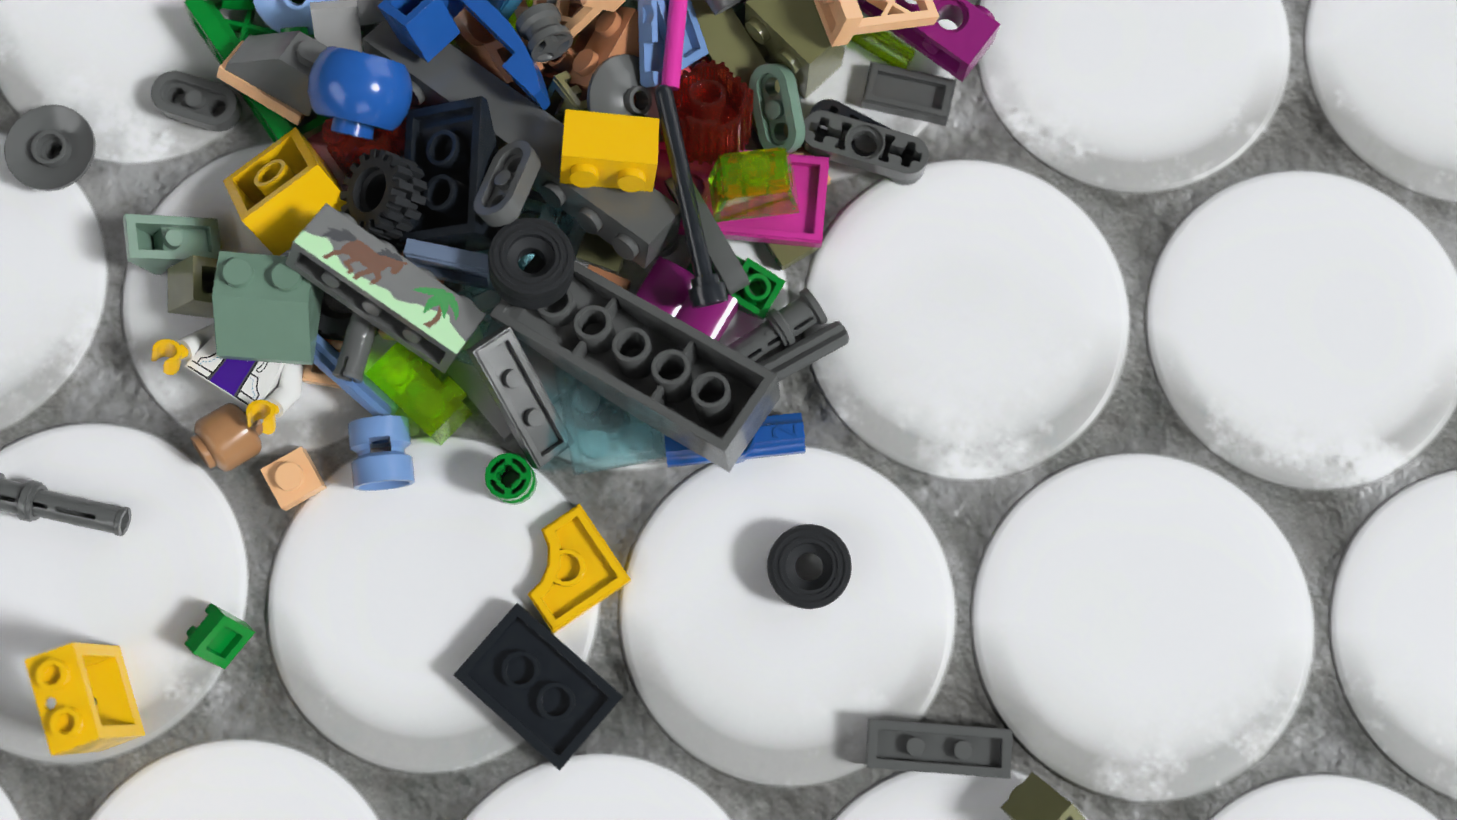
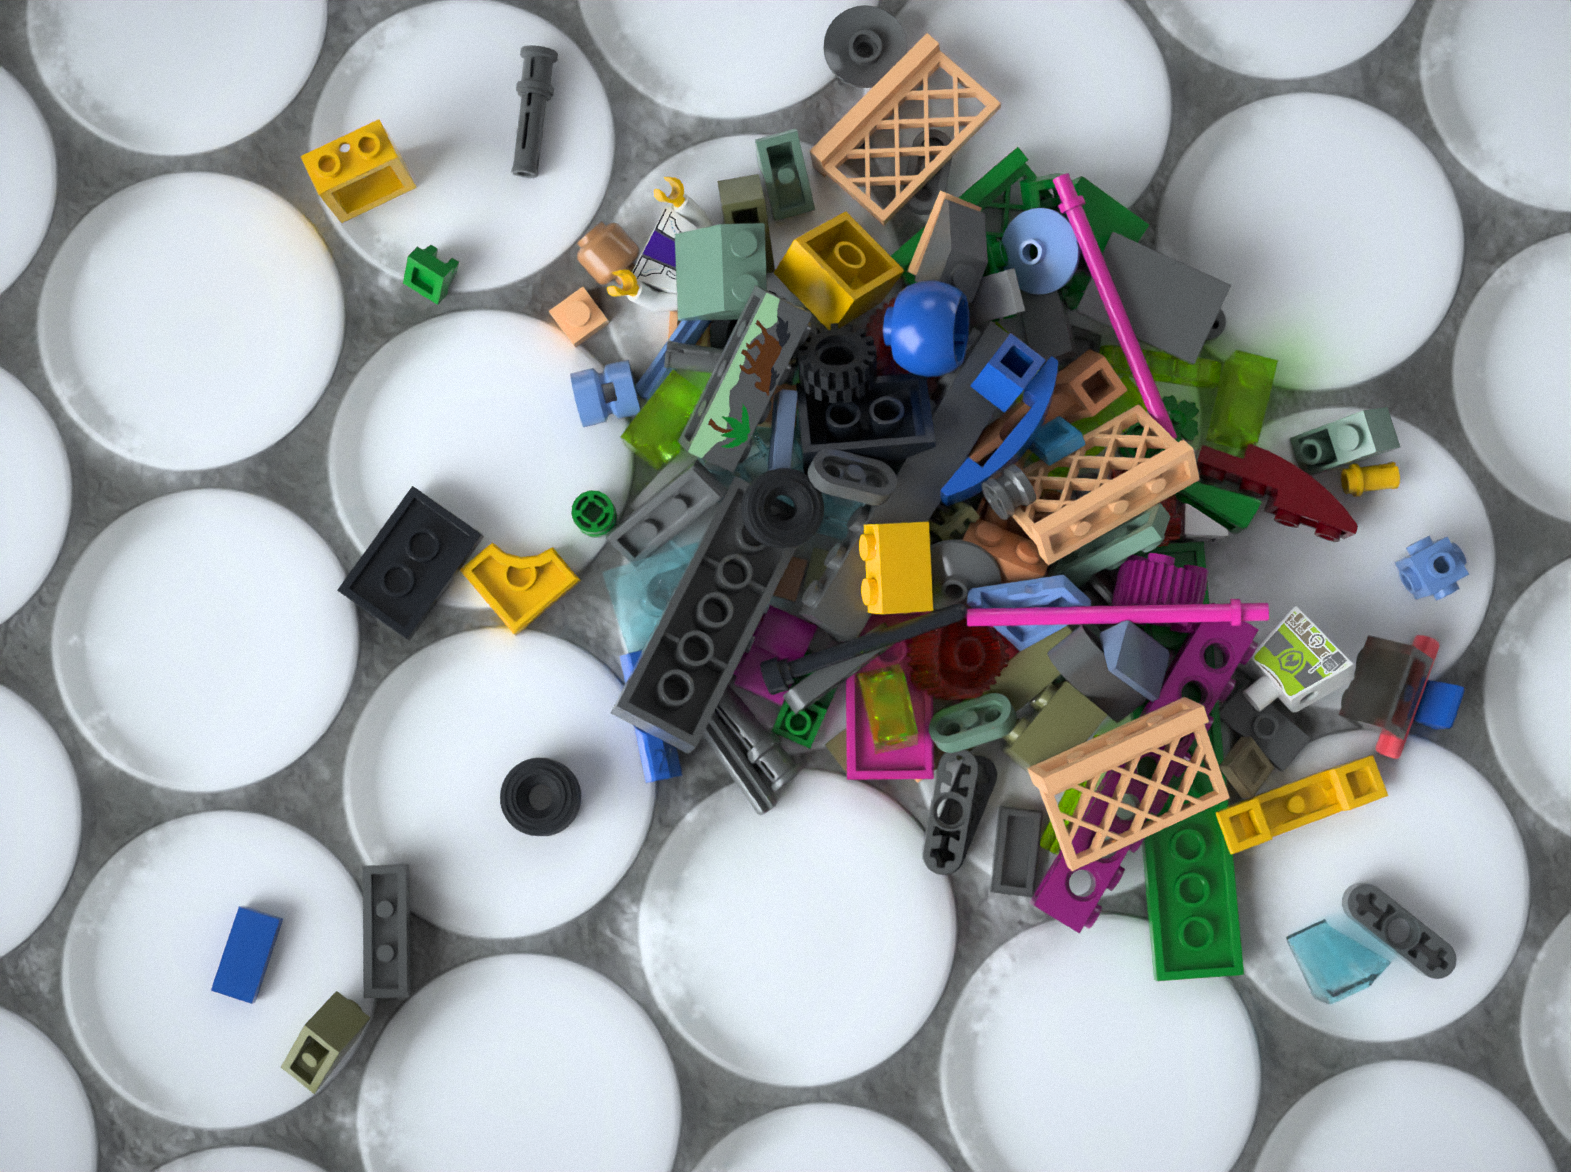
camera: 85 degrees right, 5 degrees up
(126, 148) = (872, 115): none -> light nougat fence

